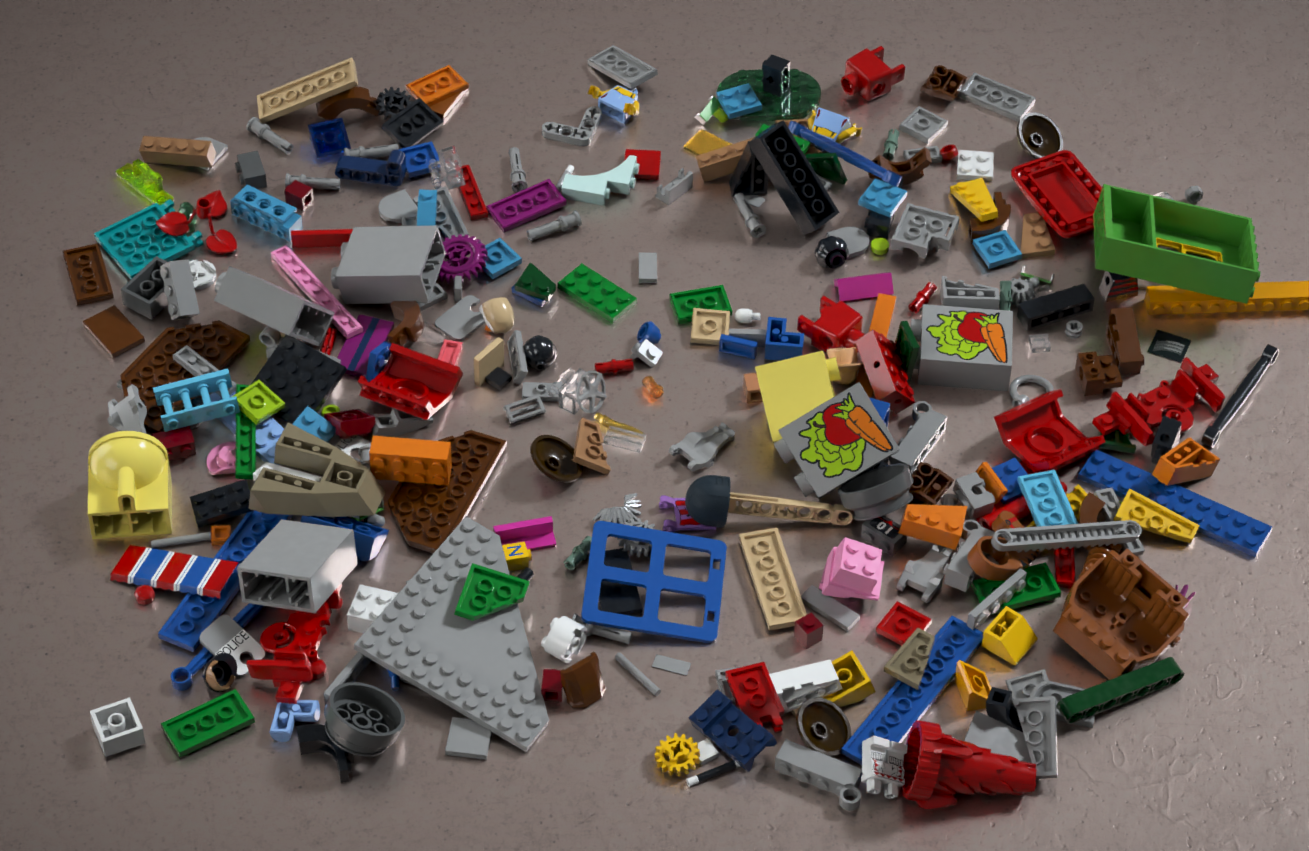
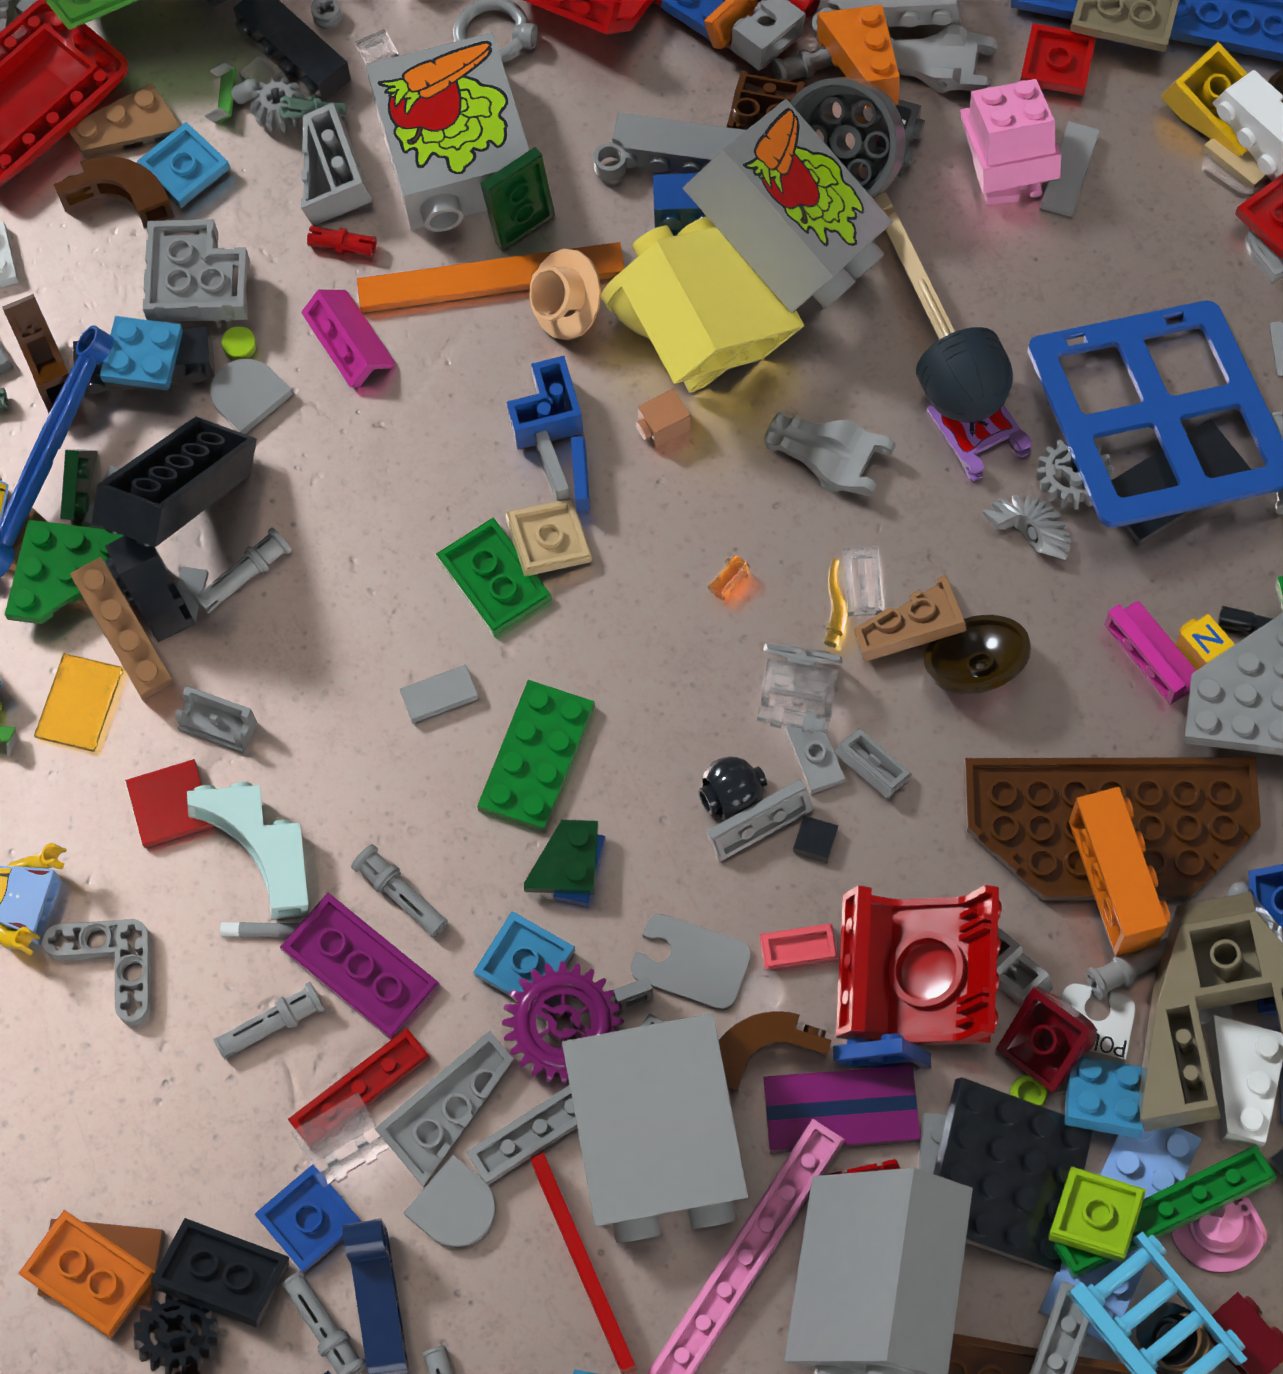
camera: 105 degrees left, 20 degrees up
(427, 207) = (485, 1119): dark azure slope -> none
(488, 360) = (807, 852): tan tile -> none
(498, 315) = (680, 881): tan piece -> none
(578, 553) = (1169, 555): sand green pin -> none
(614, 366) = (706, 657): red pin -> none
(646, 352) = (654, 618): bracket -> none
(650, 332) = (613, 625): blue cone -> none
(746, 316) = (496, 490): white cylinder -> none
(772, 578) = (1055, 259): tan plate -> none
(808, 630) = (1139, 173): dark red brick -> none
(828, 249) = (291, 405): black plant -> none
(835, 328) = (485, 328): red piece -> none
(885, 371) = (568, 217): red brick -> none
(975, 198) = (73, 226): yellow wing -> none

